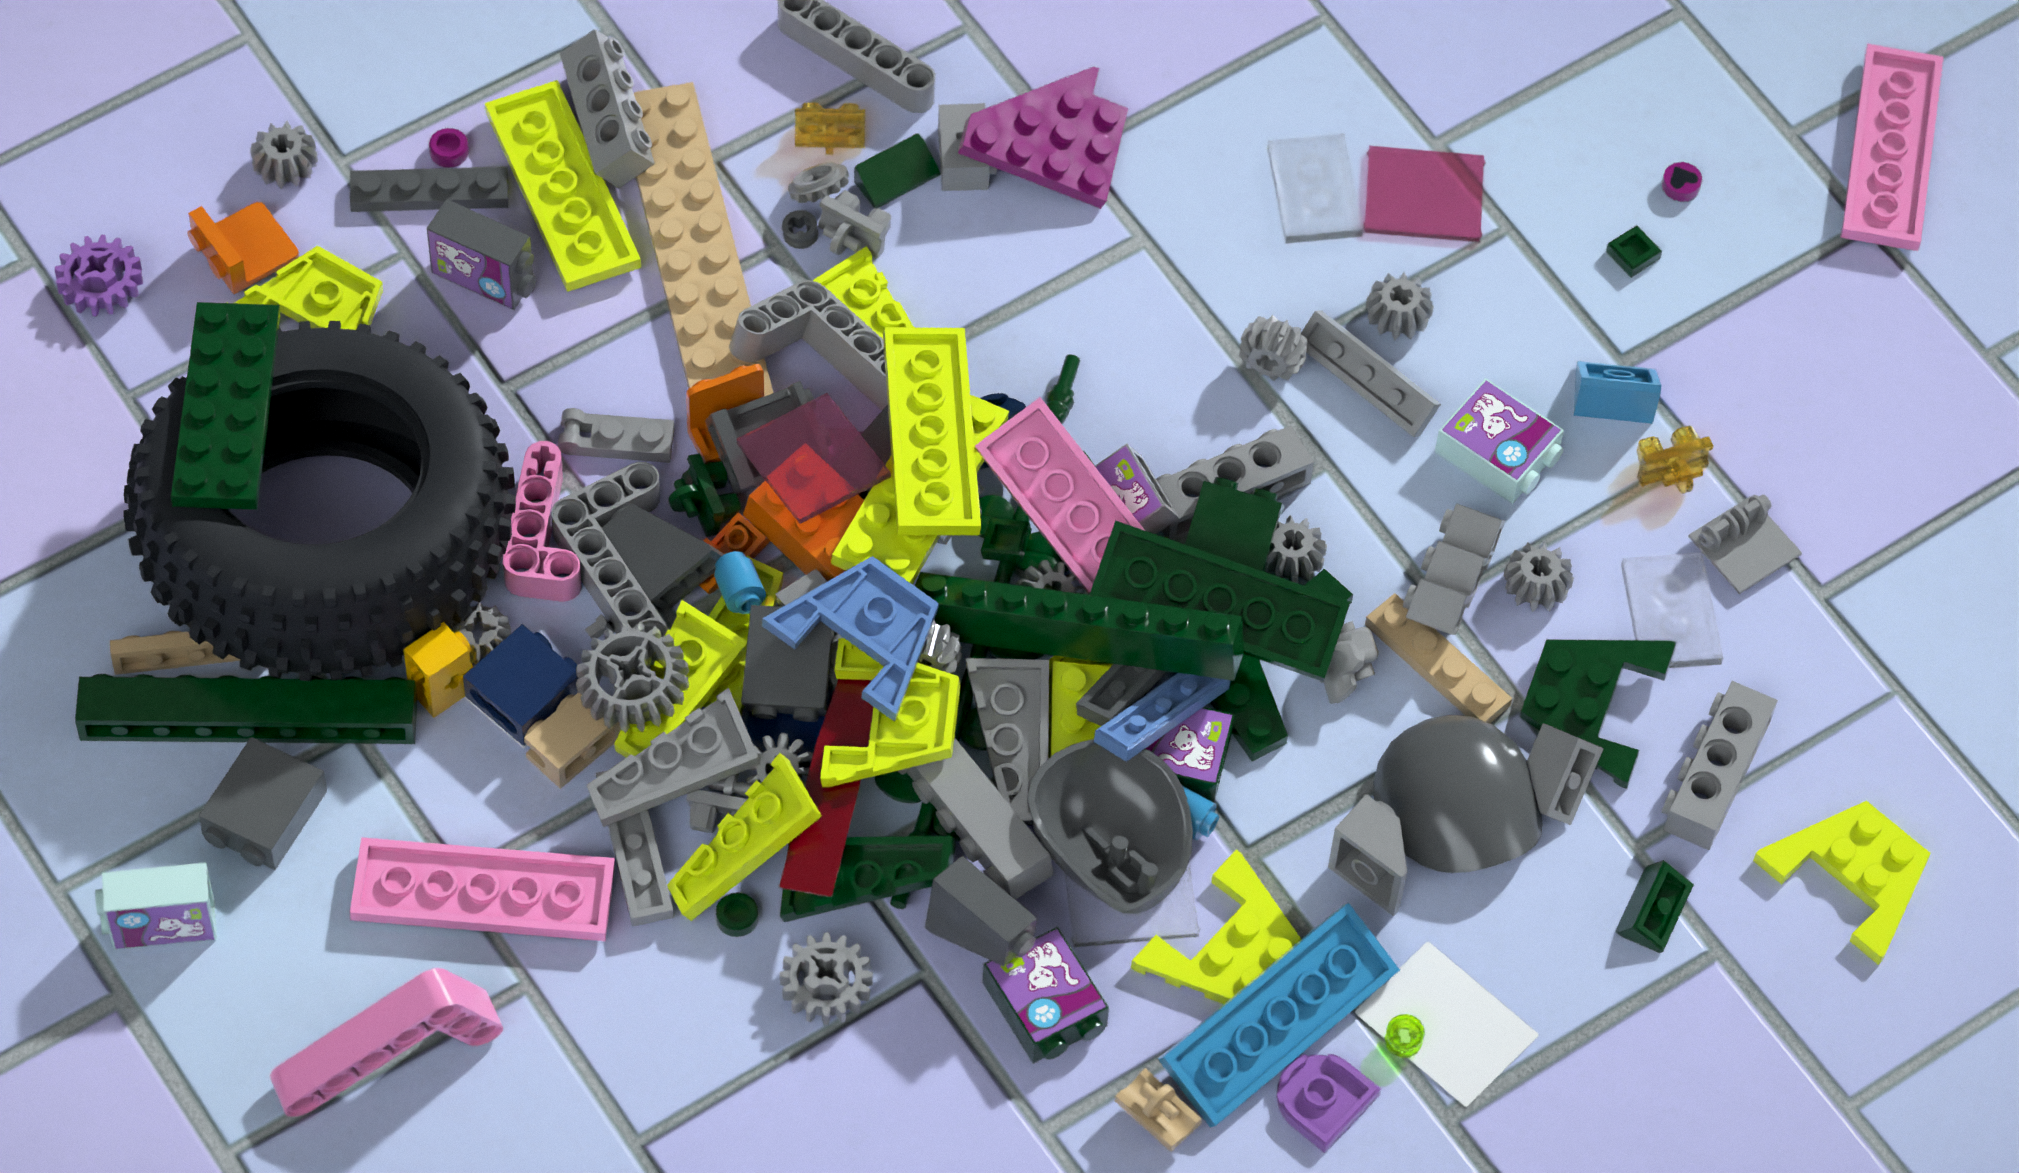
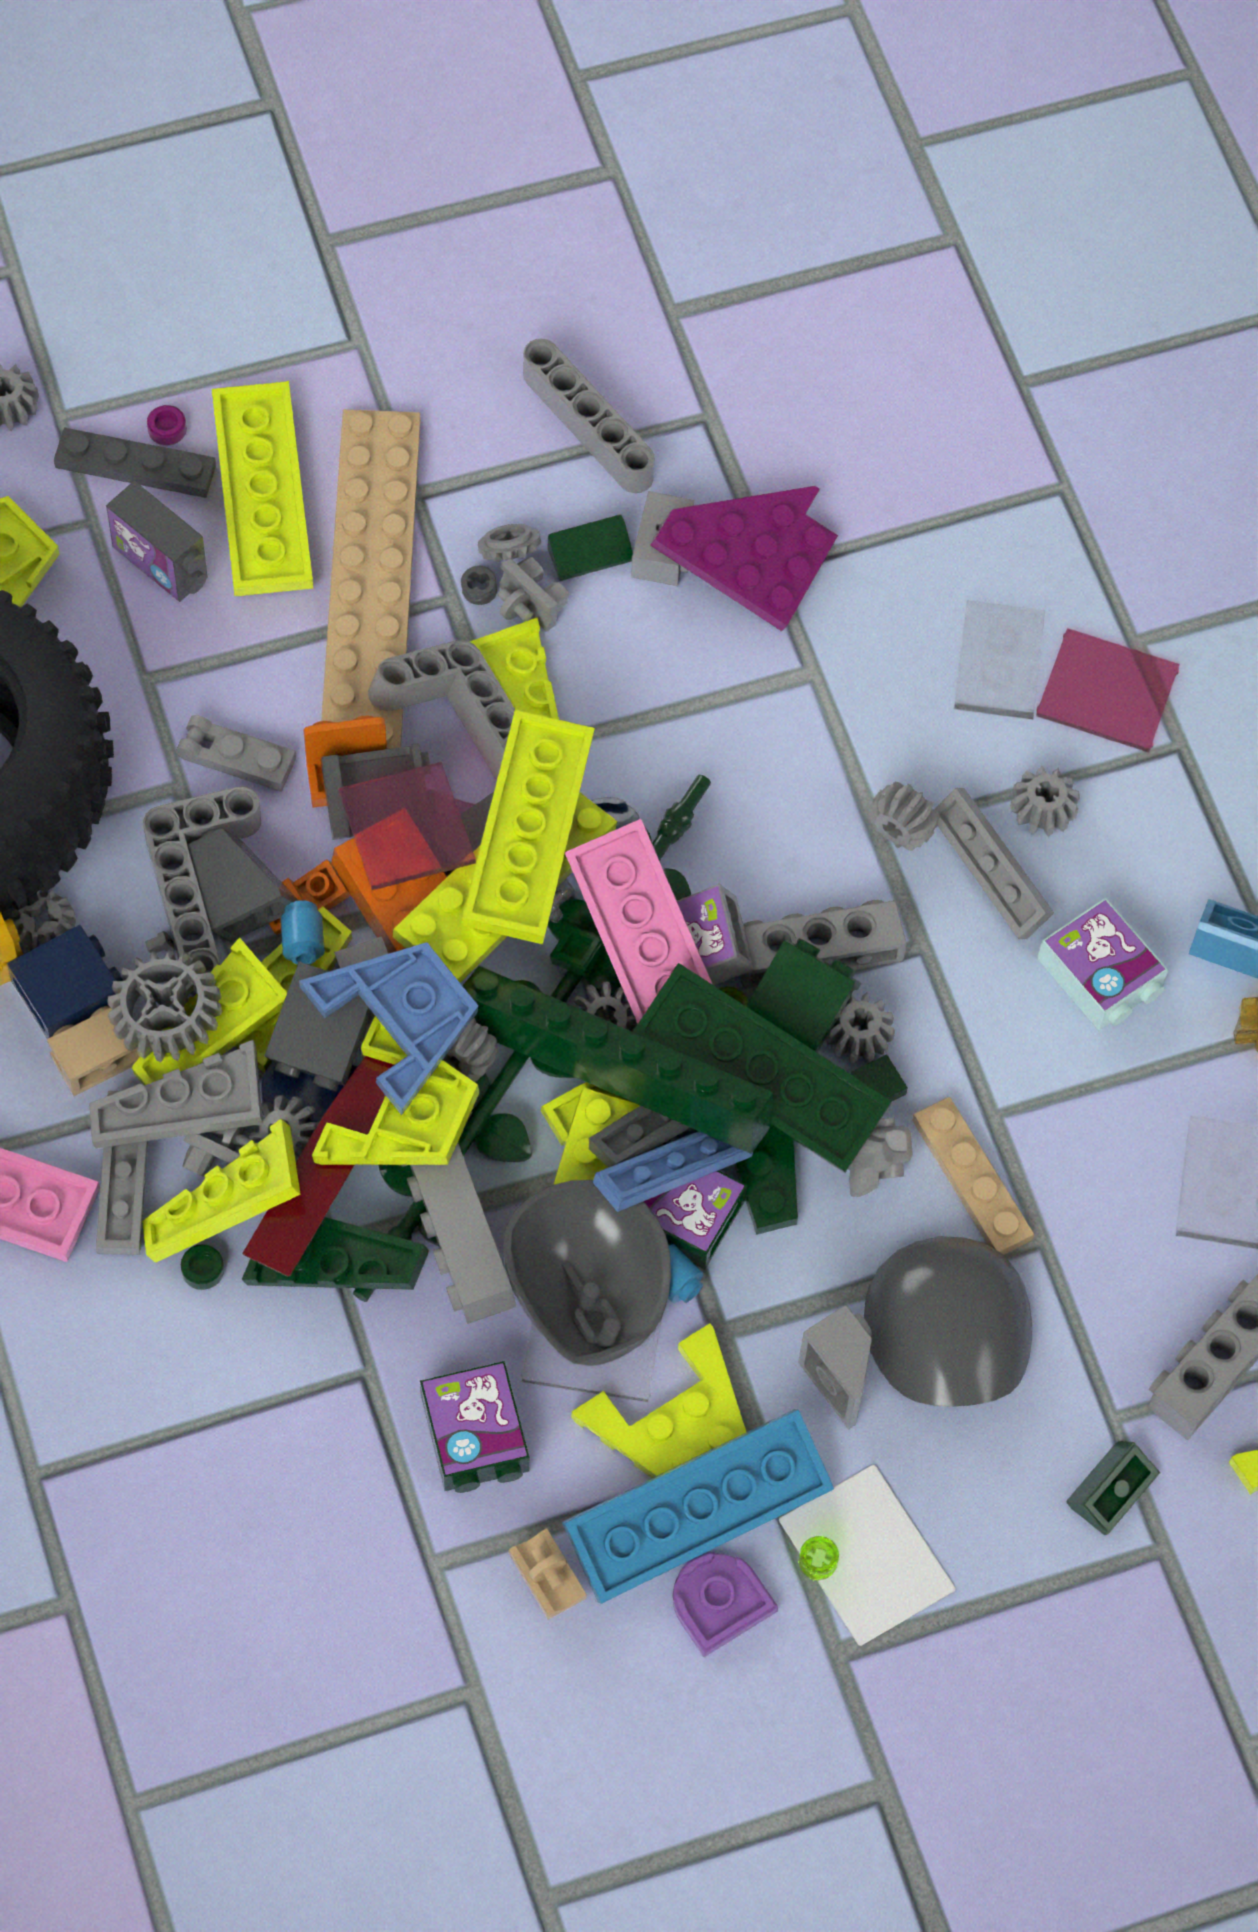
camera: 15 degrees right, 5 degrees up
(536, 519) = (128, 817): bright pink beam -> none
(607, 108) = (326, 421): light grey brick -> none
(698, 494) = (301, 819): dark green hips -> none
(826, 995) = (253, 1365): light grey gear -> none
(830, 127) = (538, 489): clear yellow hips -> none
(979, 914) = (428, 1331): dark grey slope -> none
(1014, 722) = (528, 1140): light grey wing -> none
(1453, 569) = (1013, 1088): light grey brick -> none
(1538, 576) = (1098, 1100): light grey gear -> none
(1561, 771) = (1057, 1324): light grey slope -> none
(1577, 686) = (1101, 1241): dark green wing -> none

